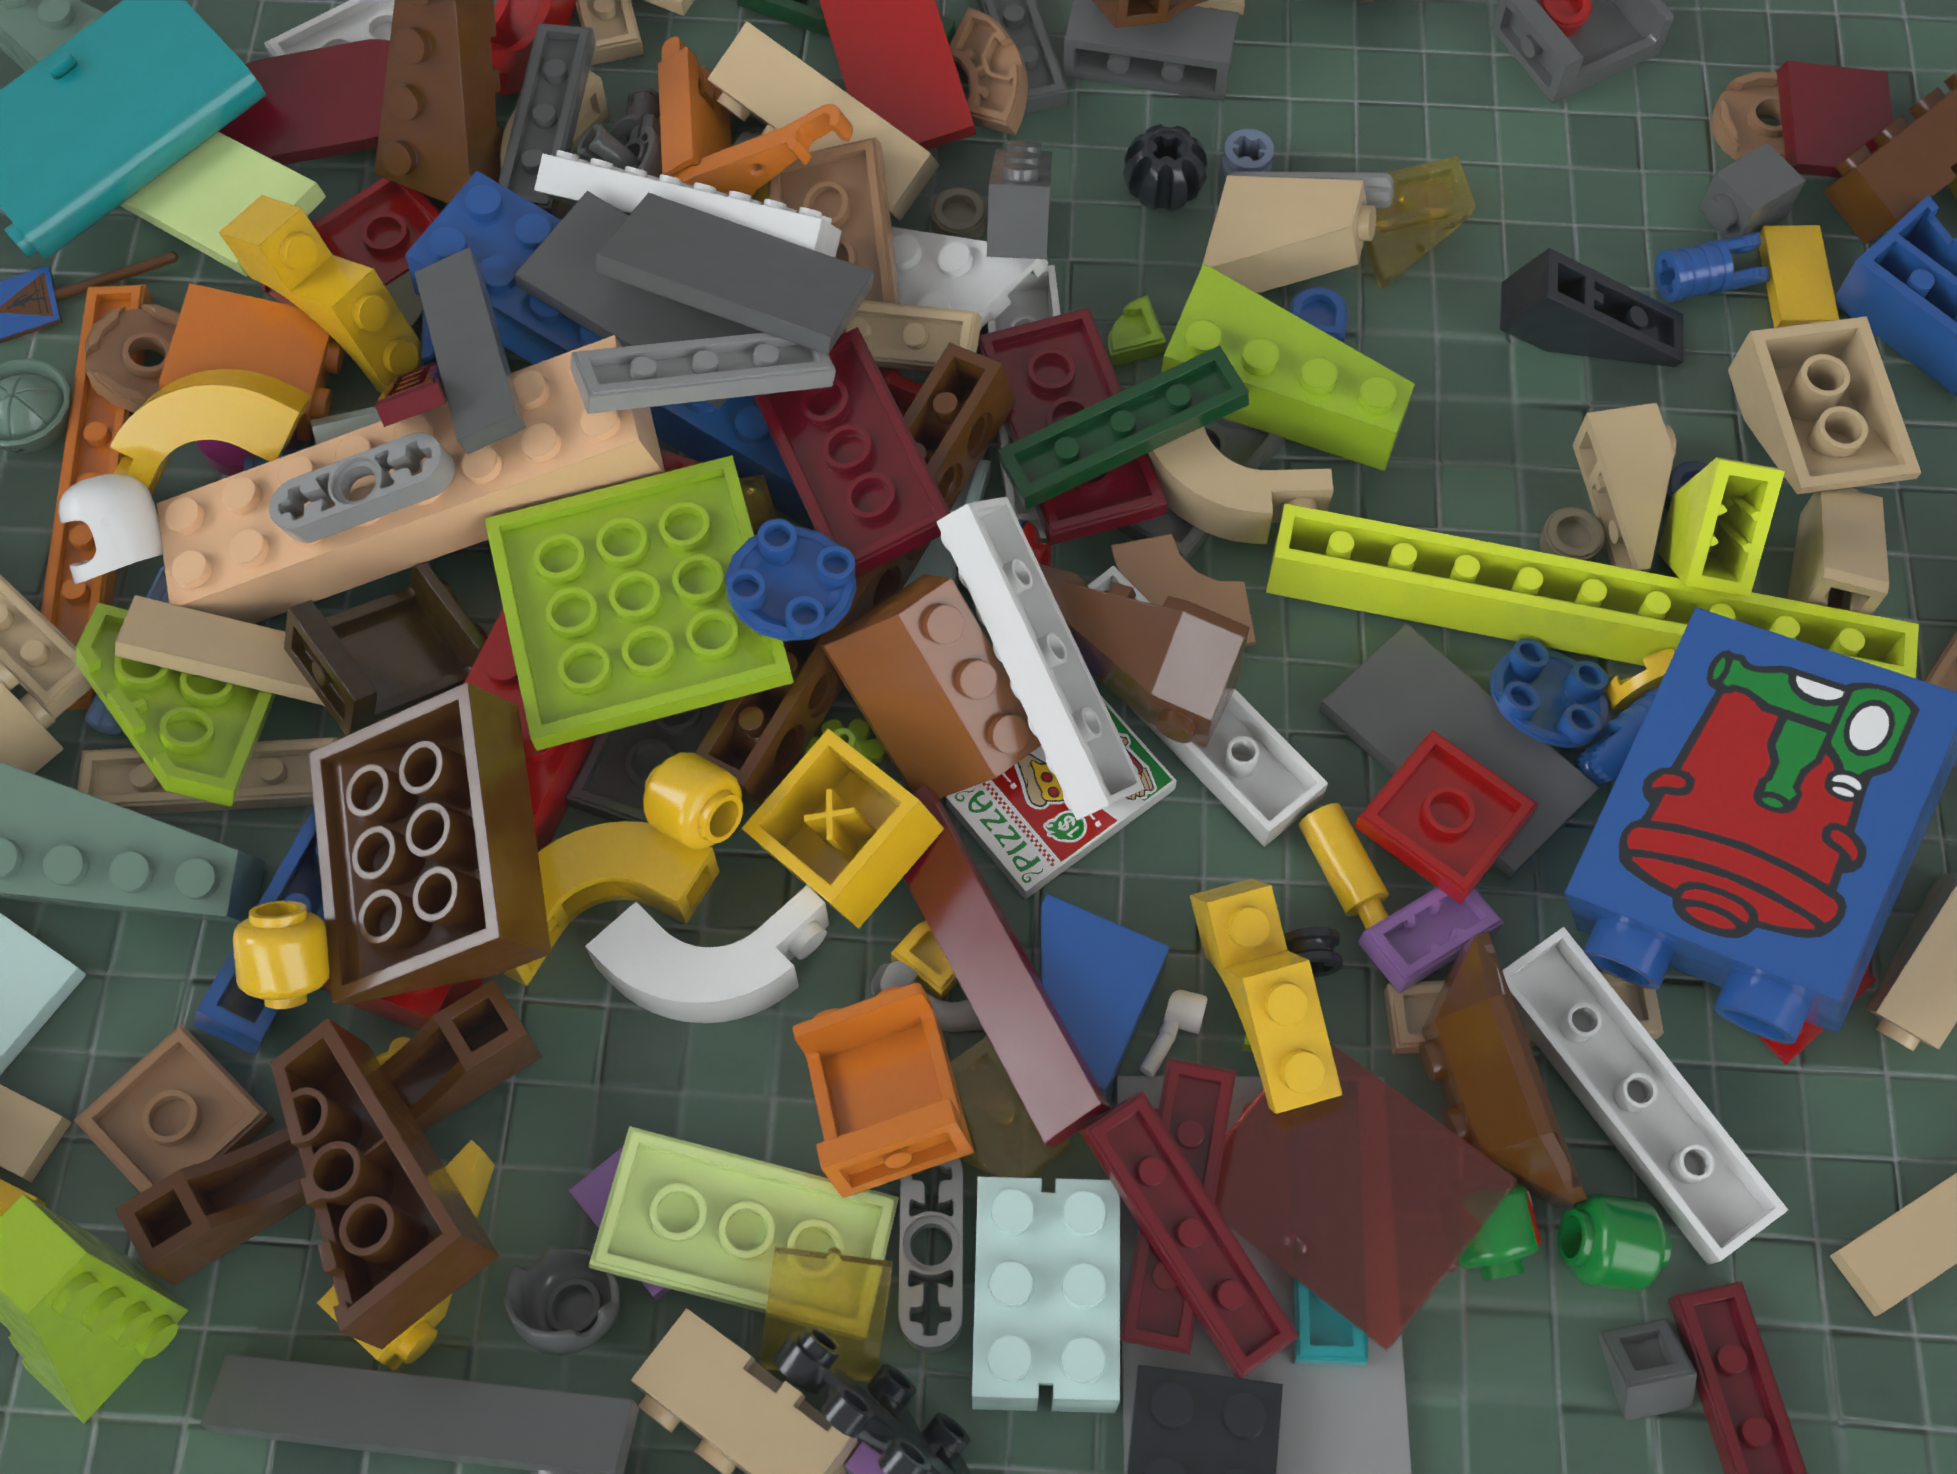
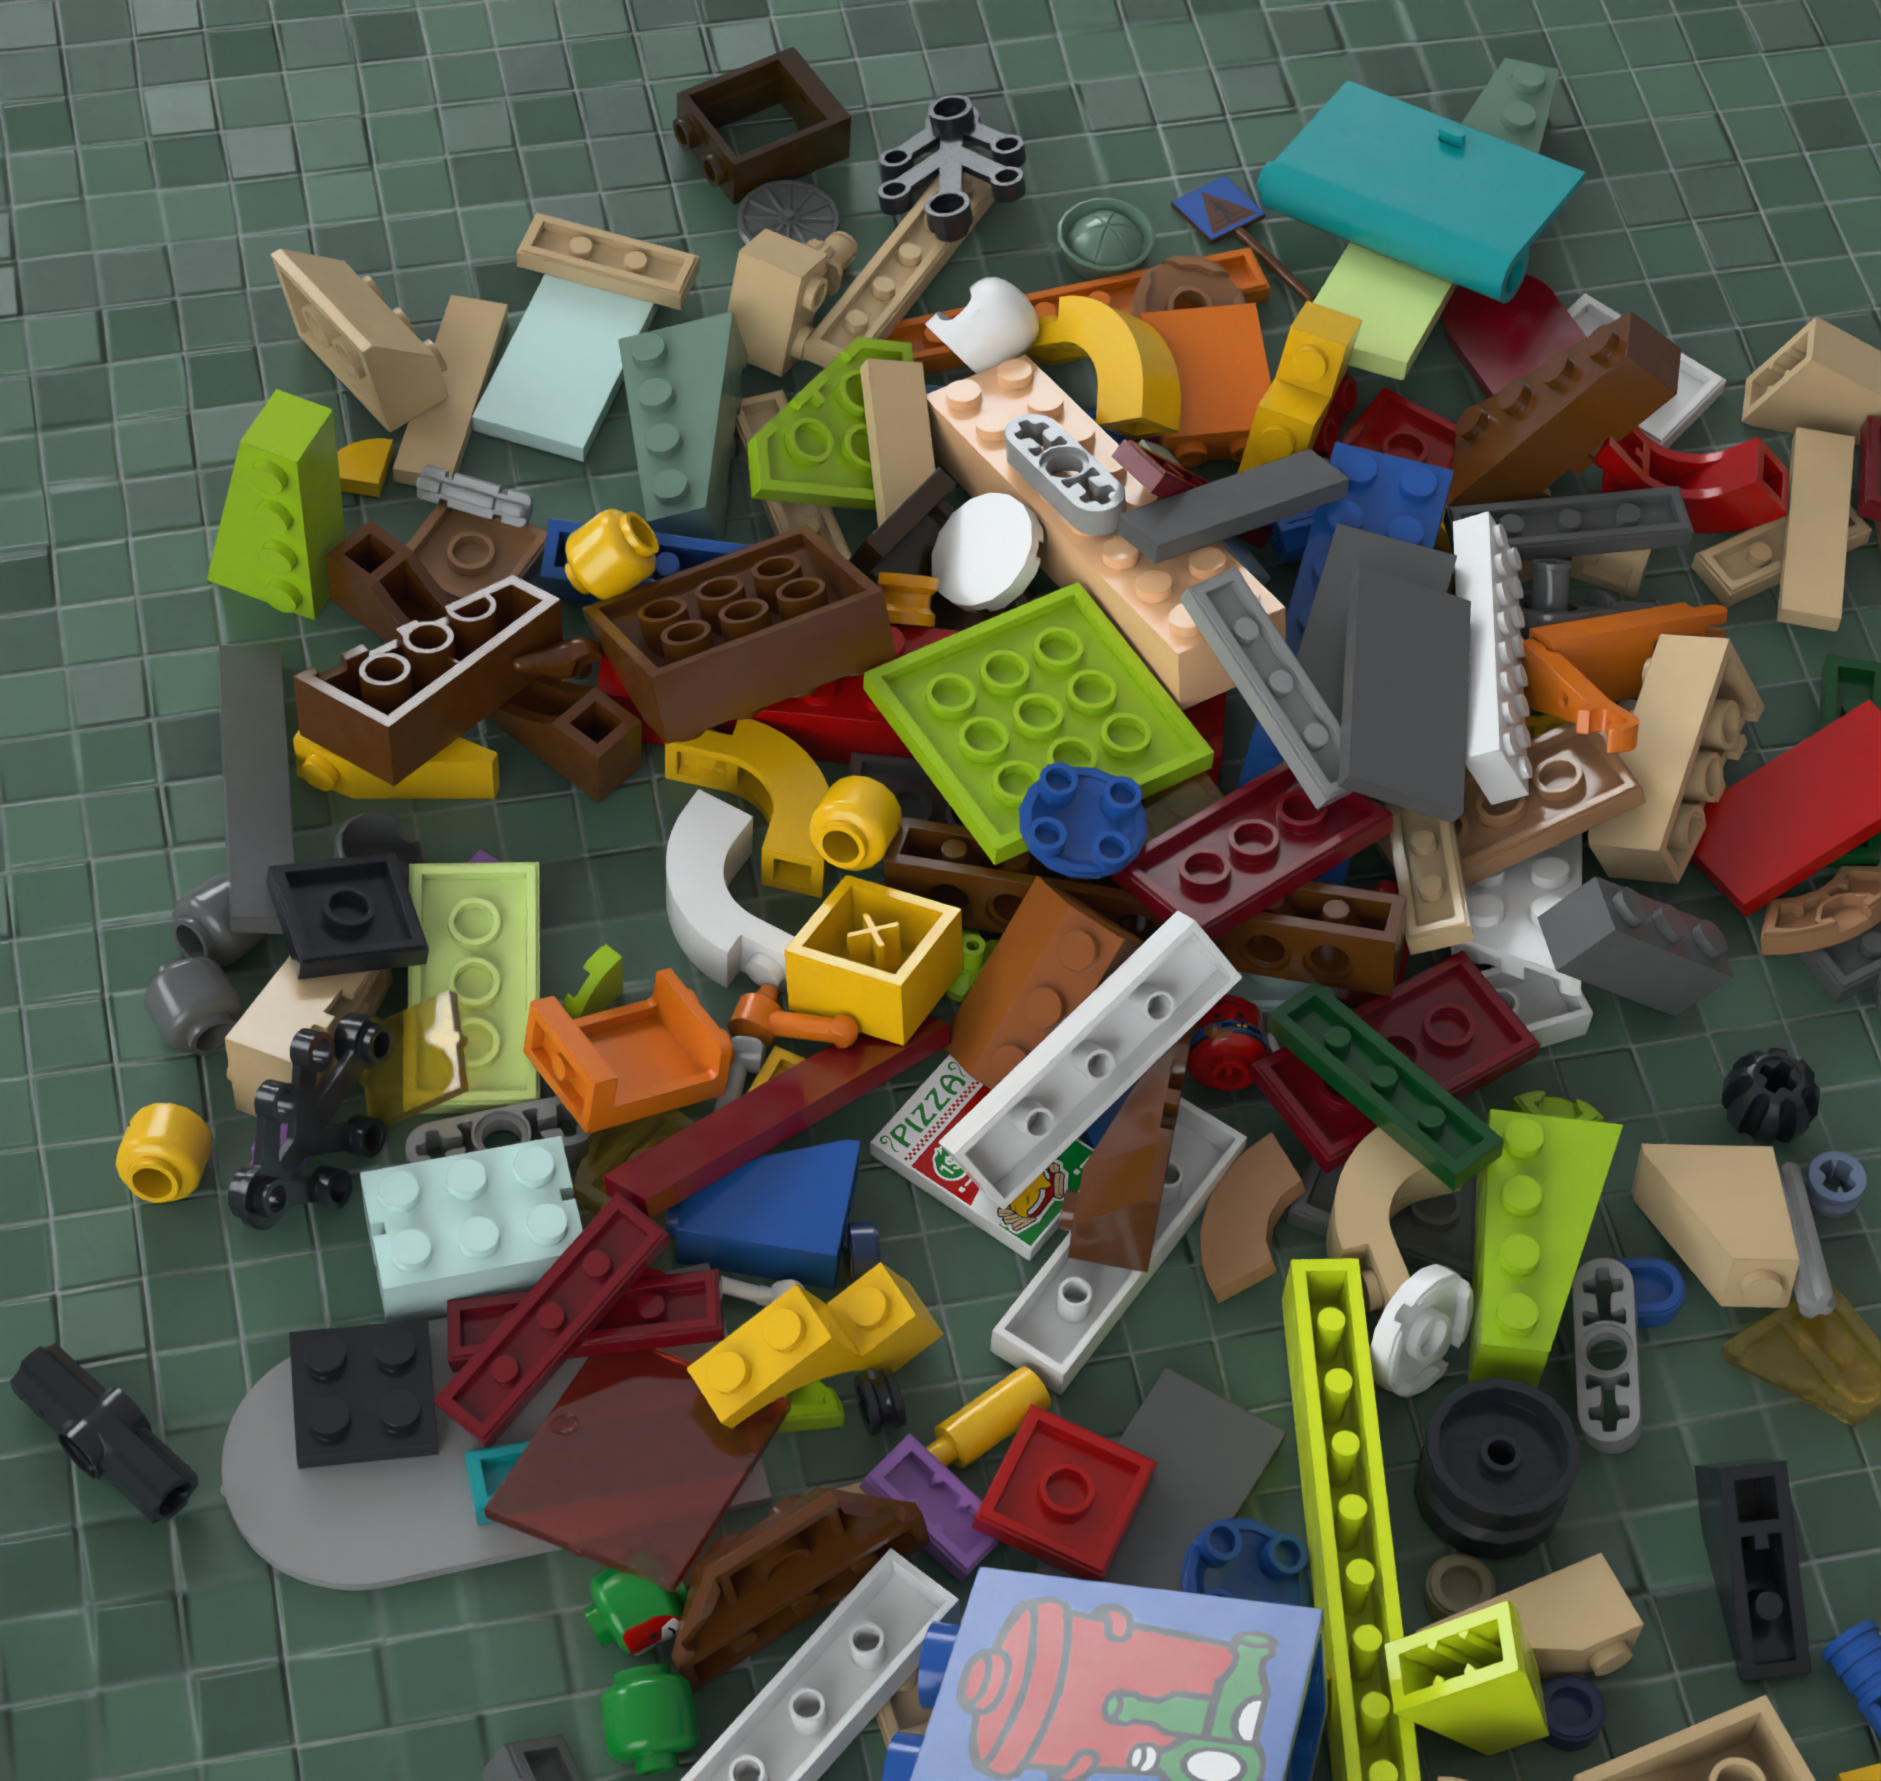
camera: 70 degrees right, 10 degrees down
(105, 1093) = (475, 496): none -> light grey axle
(384, 1041) = (562, 660): none -> reddish brown animal
(401, 597) = (987, 552): none -> white tile
(422, 680) = (908, 598): none -> light orange wheel
(645, 1344) = (347, 915): none -> black tile
(778, 1113) = (601, 986): none -> lime tile
(861, 959) = (763, 1018): none -> orange piece
(1157, 923) = (862, 1248): none -> dark blue tile
(1349, 477) = (1418, 1328): none -> white tile
(1405, 348) = (1591, 1401): none -> light grey beam
(1487, 466) = (1496, 1468): none -> black wheel

